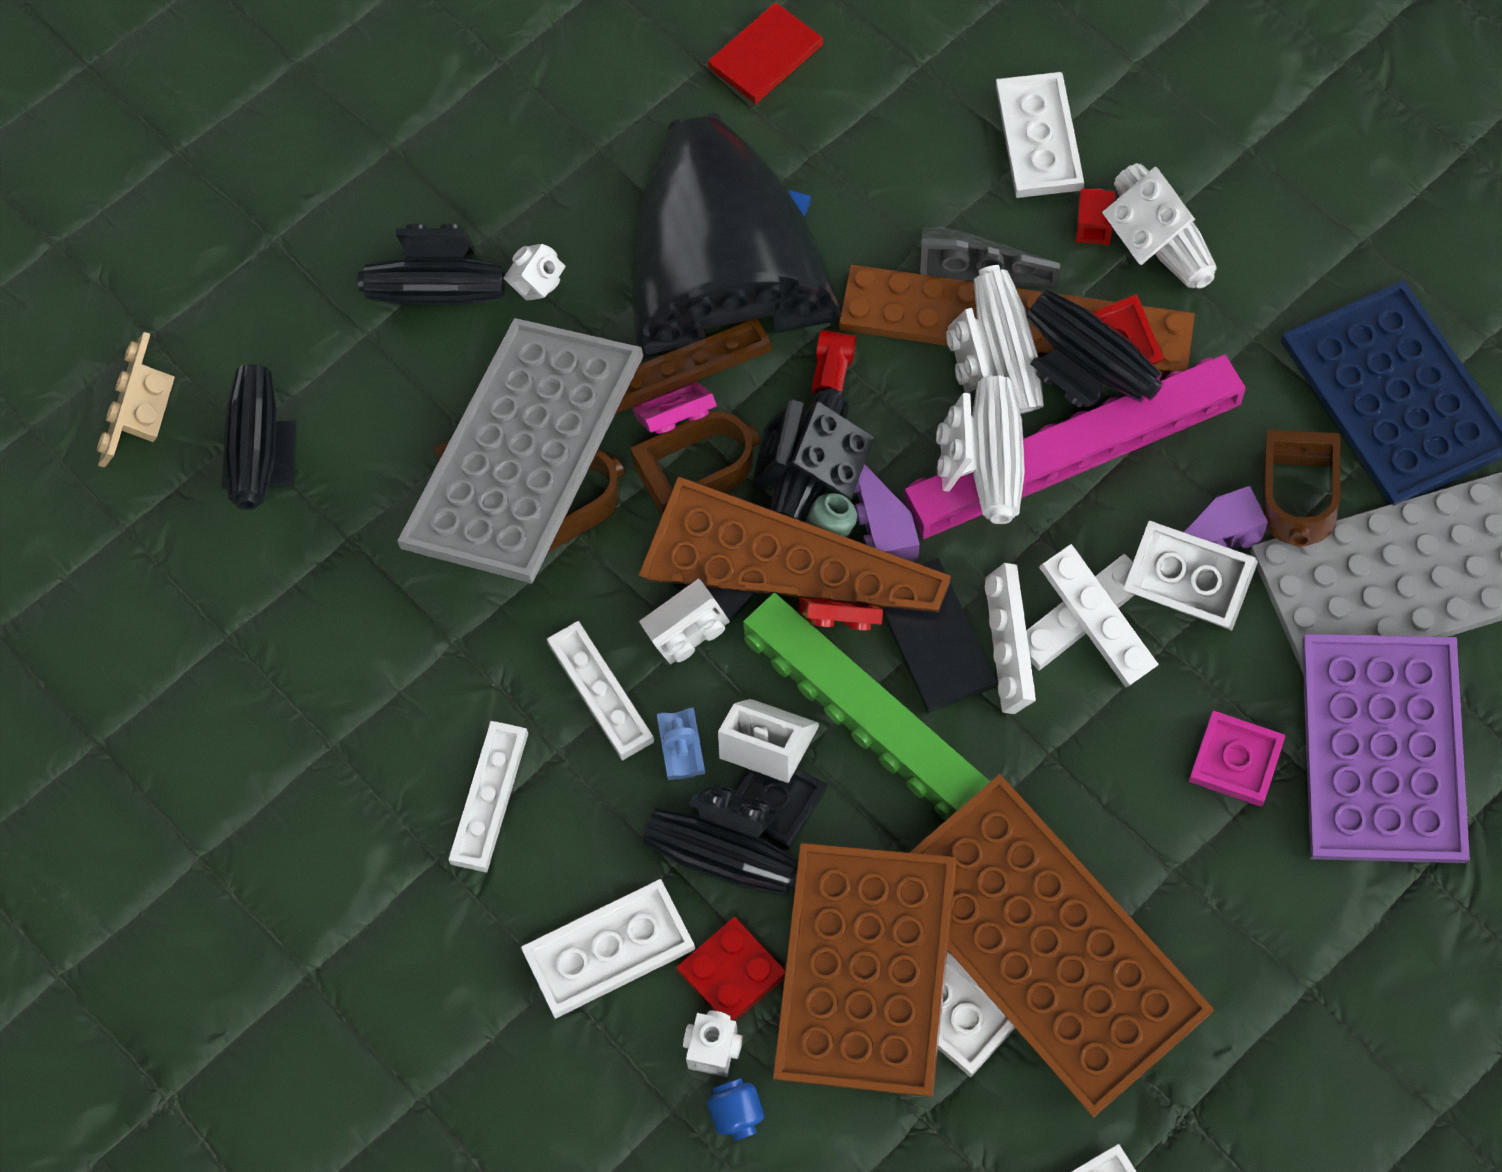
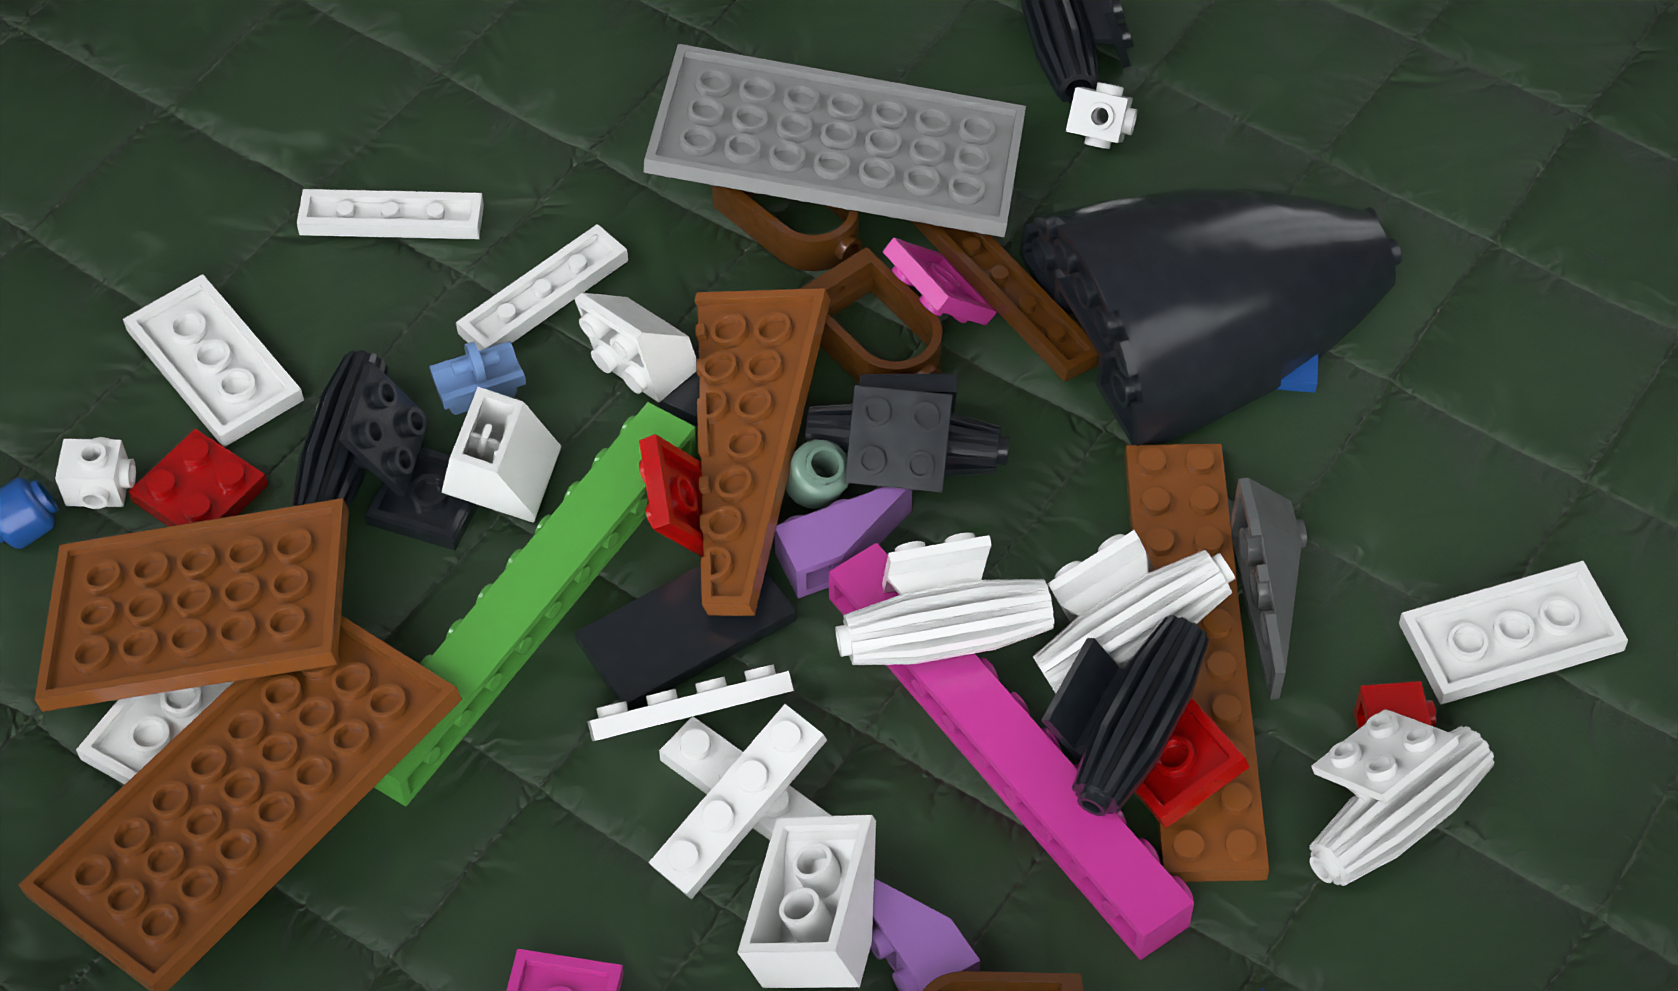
camera: 75 degrees right, 10 degrees down
(765, 53) = (1532, 299): red tile -> none
(833, 357) = (1074, 446): red piece -> none

